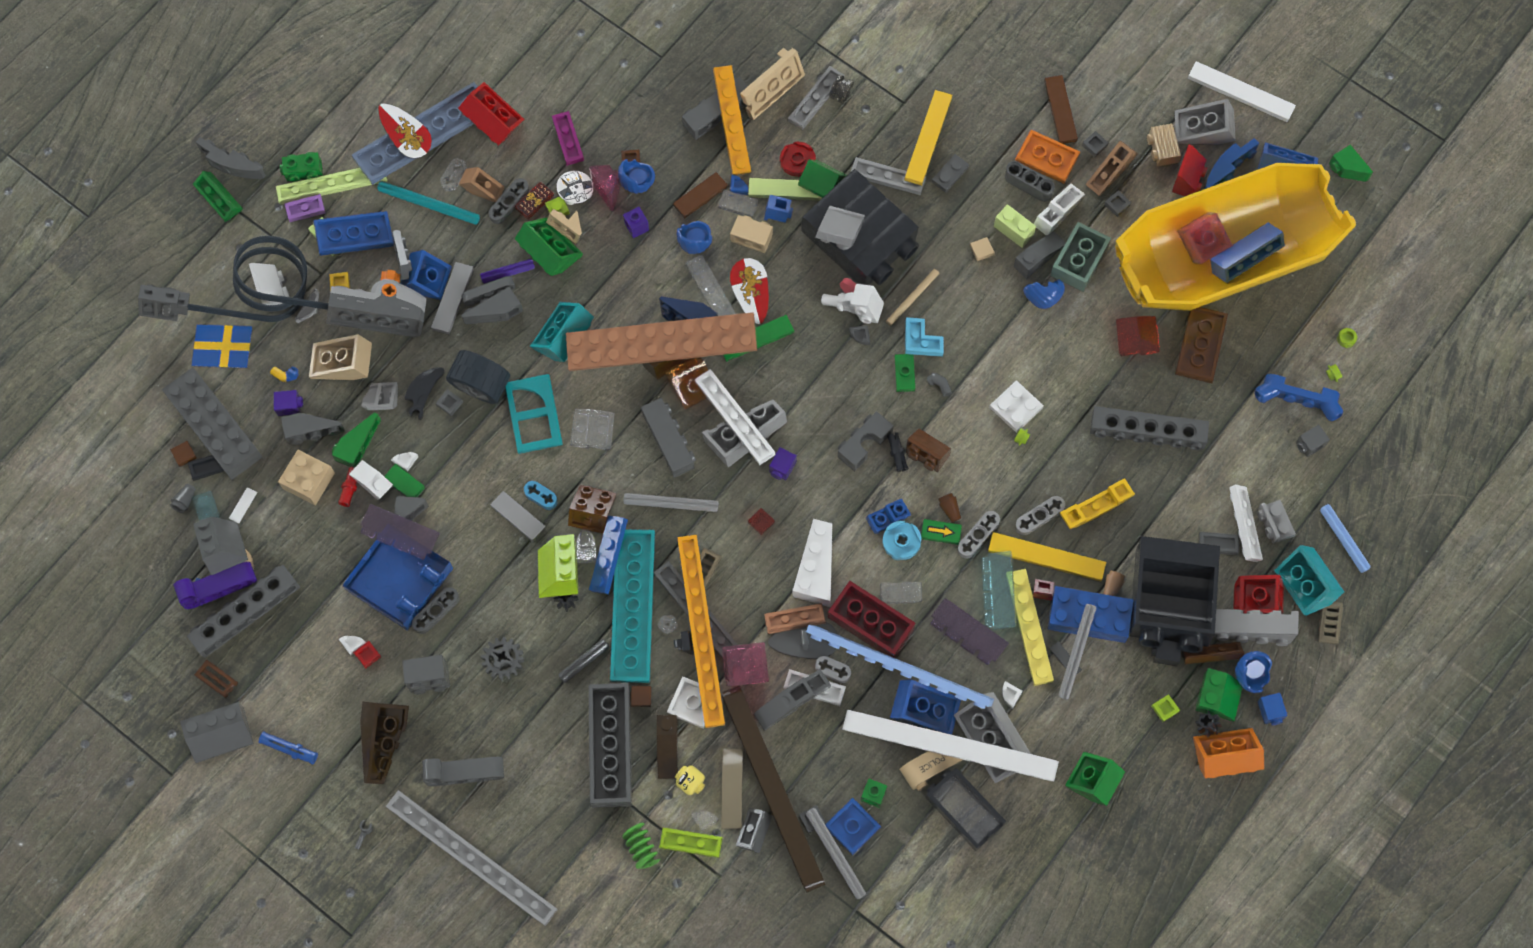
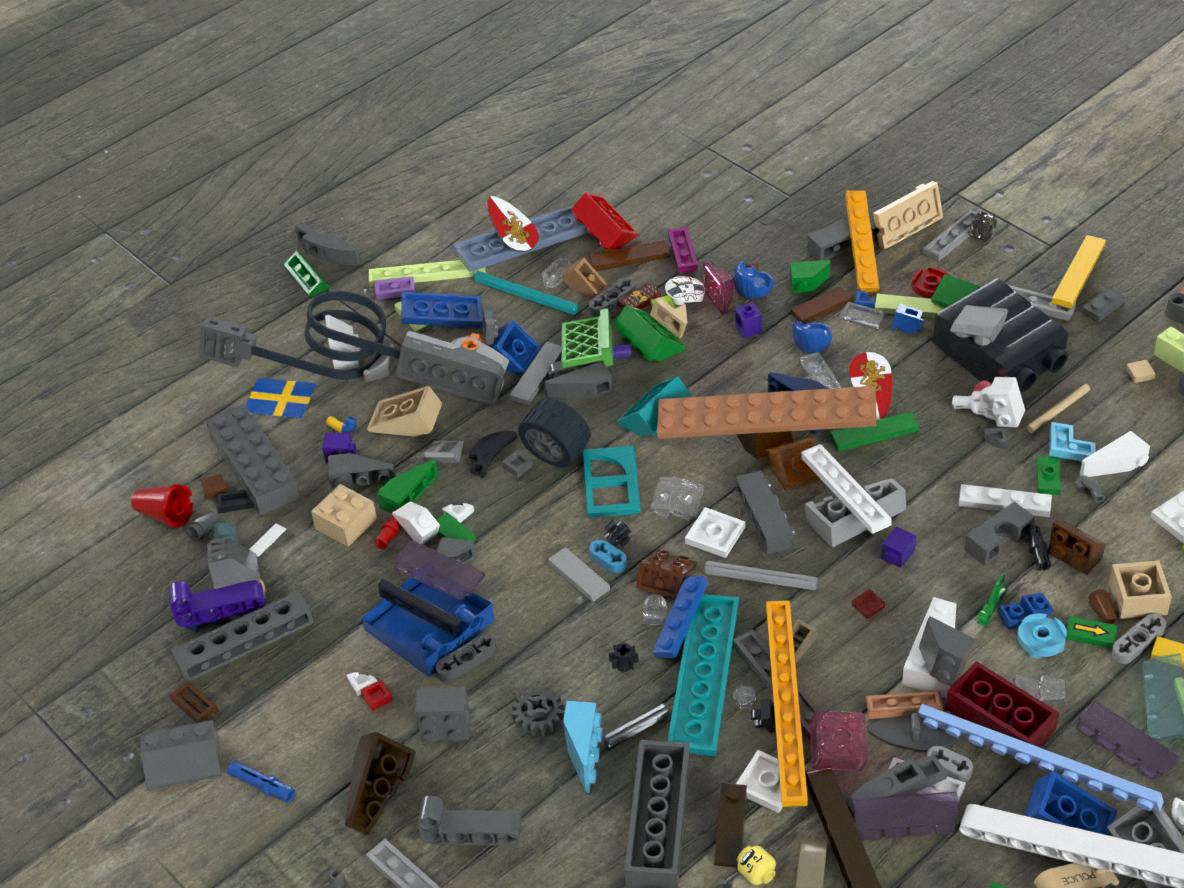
camera: 10 degrees right, 25 degrees down
(145, 483) = (165, 504): none -> red cone
(301, 166) = (398, 253): green brick -> none
(389, 572) = (420, 608): none -> black tile
(509, 262) = (602, 338): none -> bright green fence
(518, 147) = (629, 255): none -> reddish brown tile
(541, 678) = (582, 738): none -> medium azure slope
(546, 473) = (617, 533): none -> black gear
(558, 567) = (619, 620): lime slope -> none
(628, 462) = (715, 532): none -> white plate
(641, 696) = (703, 769): reddish brown tile -> none
(685, 162) = (808, 275): none -> green slope
(751, 233) = (876, 338): tan brick -> none
(805, 720) = (904, 811): none -> clear purple windscreen
(823, 582) = (944, 650): none -> dark grey slope
(858, 519) = (995, 598): none -> green piece
(869, 403) = (996, 499): none -> white plate
(963, 349) = (1117, 457): none -> white slope
(979, 490) = (1139, 589): none -> tan brick

